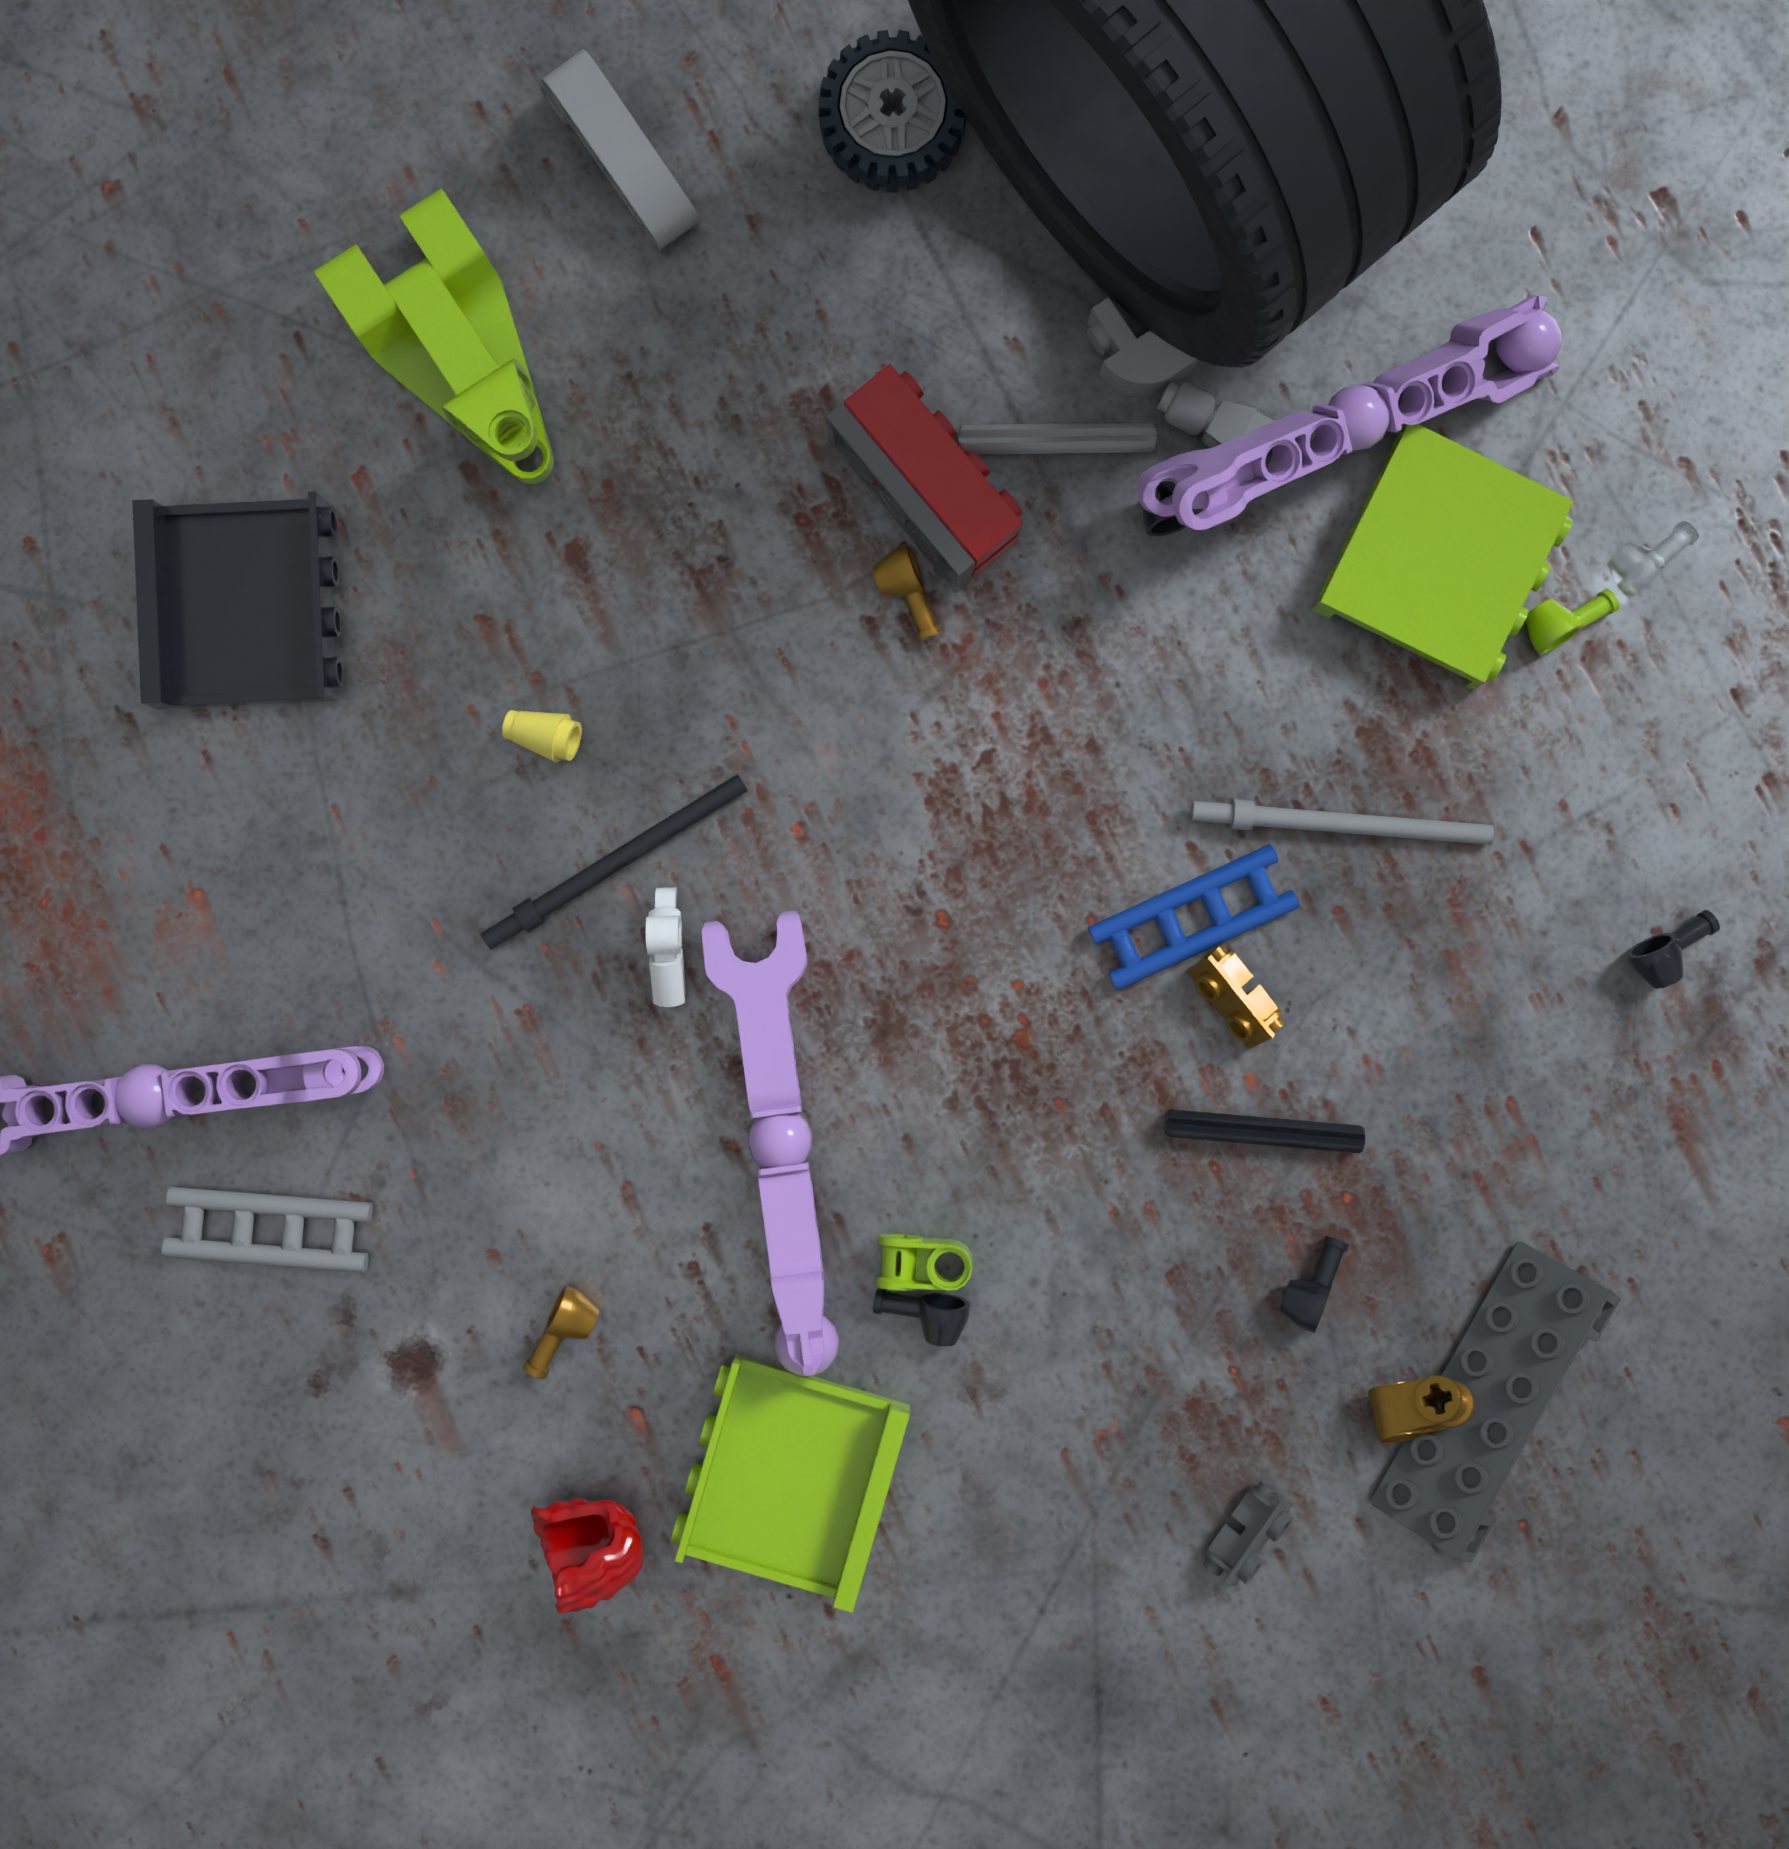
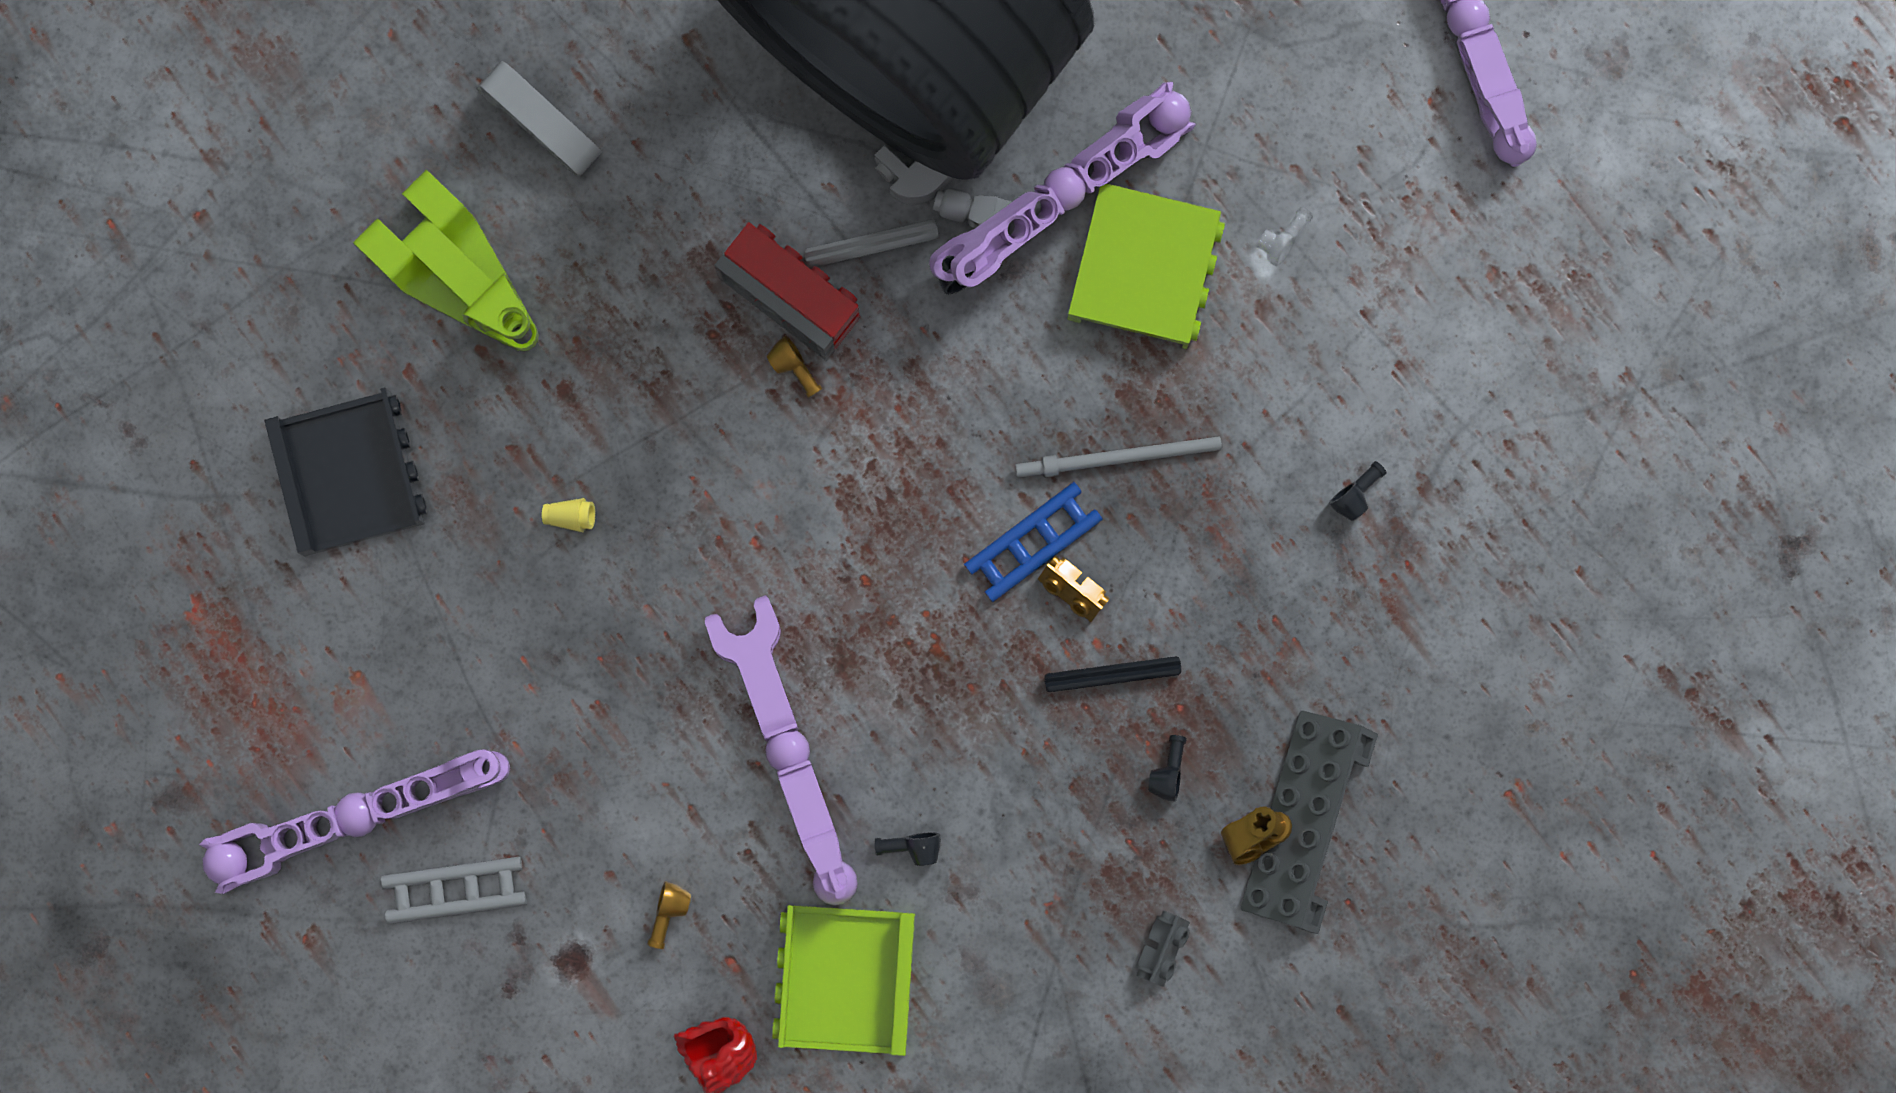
camera: 10 degrees left, 5 degrees down
(531, 913) = (587, 636): black bar -> none
(665, 950) = (684, 641): white bar -> none
(893, 147) = (716, 78): wheel -> none
(919, 1264) = (899, 813): lime piece -> none
(1553, 624) = (1230, 295): lime bar -> none

